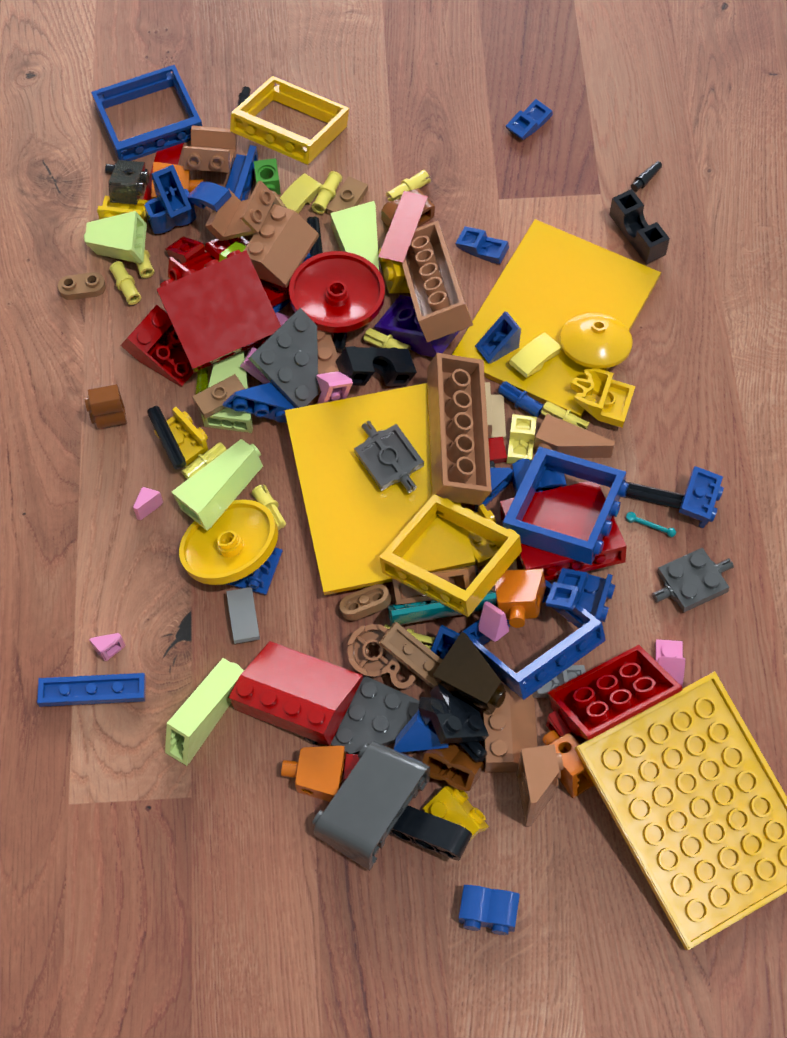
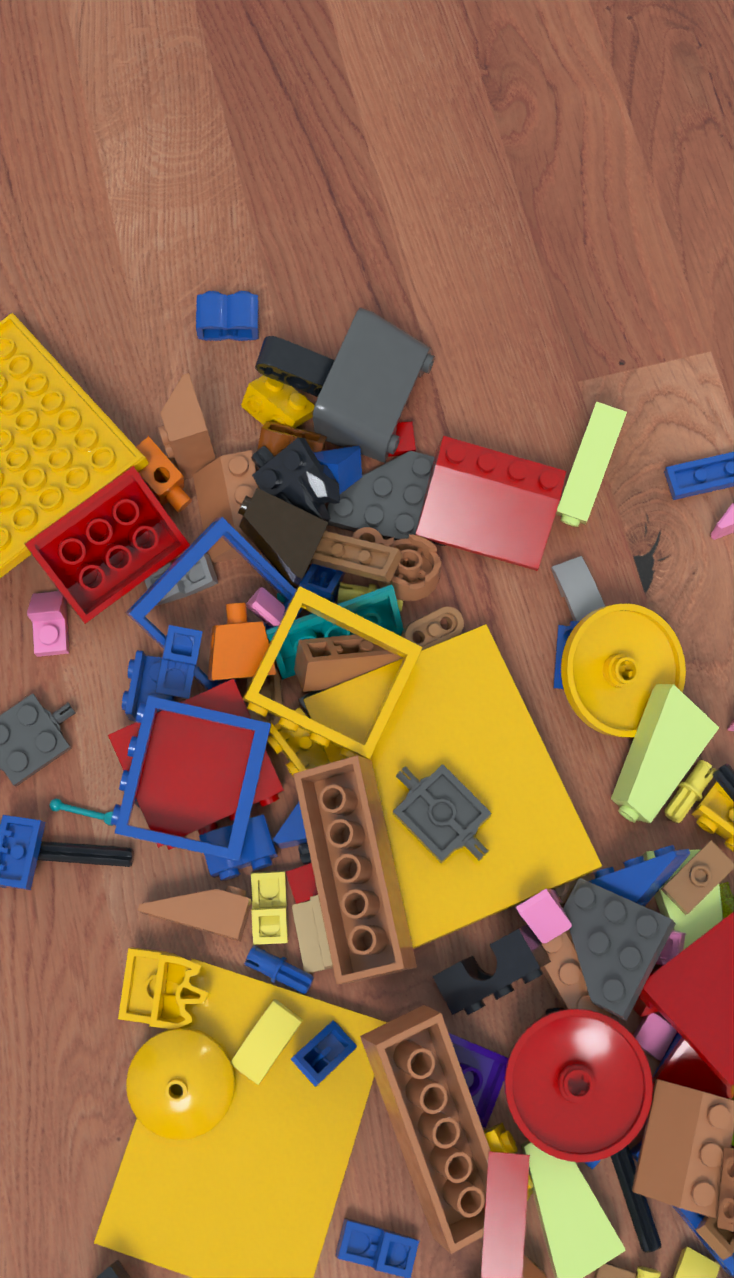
camera: 170 degrees right, 10 degrees up
(263, 496) = (586, 740): light yellow axle -> none
(317, 771) = (442, 415): orange torso -> none
(383, 341) = (484, 1031): light yellow axle -> none
(554, 410) = (212, 949): light yellow axle -> none
(555, 723) = (177, 517): red tile -> none

